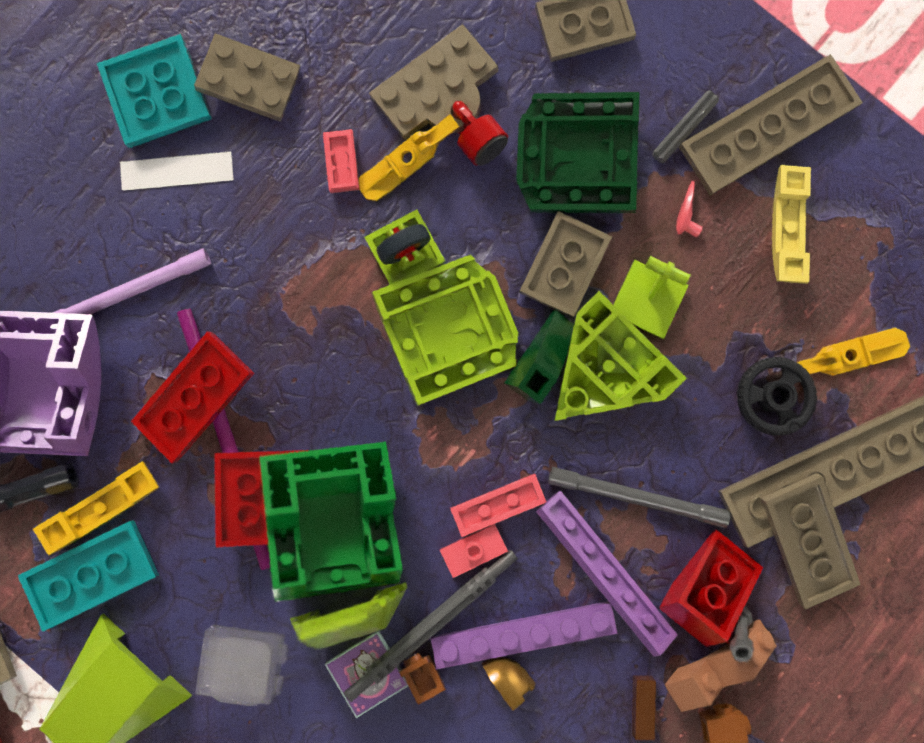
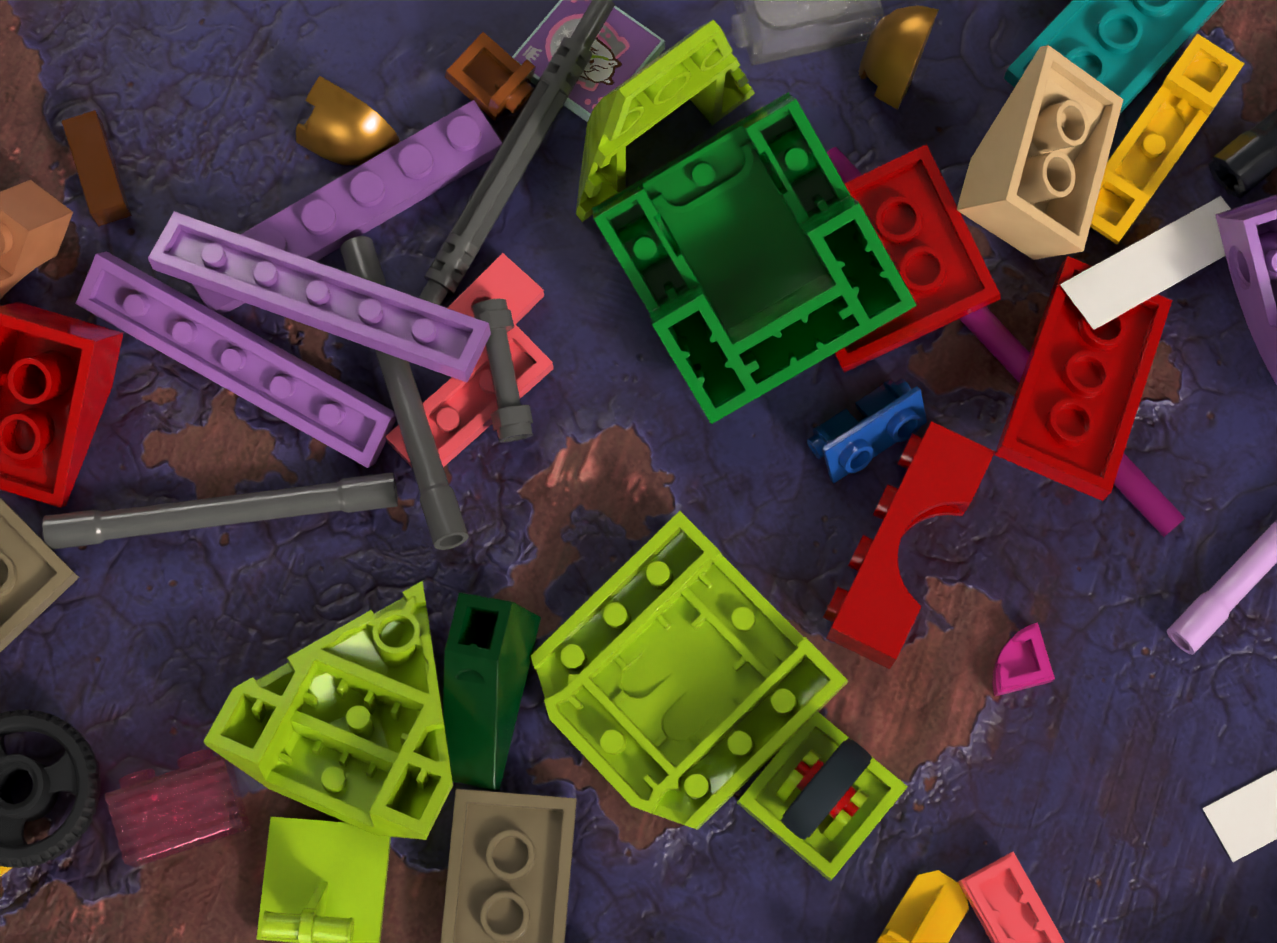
camera: 160 degrees right, 10 degrees down
(132, 443) = (1148, 266): none -> white sticker
(159, 515) = (1043, 159): none -> tan slope
(208, 608) = (896, 51): none -> pearl gold brick
(285, 276) = (1022, 662): none -> dark pink tile
(286, 377) = (878, 607): none -> red arch
(295, 418) = (890, 417): none -> blue hinge
(481, 485) = (511, 419): none -> dark grey bar
(526, 587) = (436, 494): none -> dark grey piece
(556, 585) = (320, 296): none -> medium lavender plate
(707, 357) = (176, 809): none -> clear pink brick

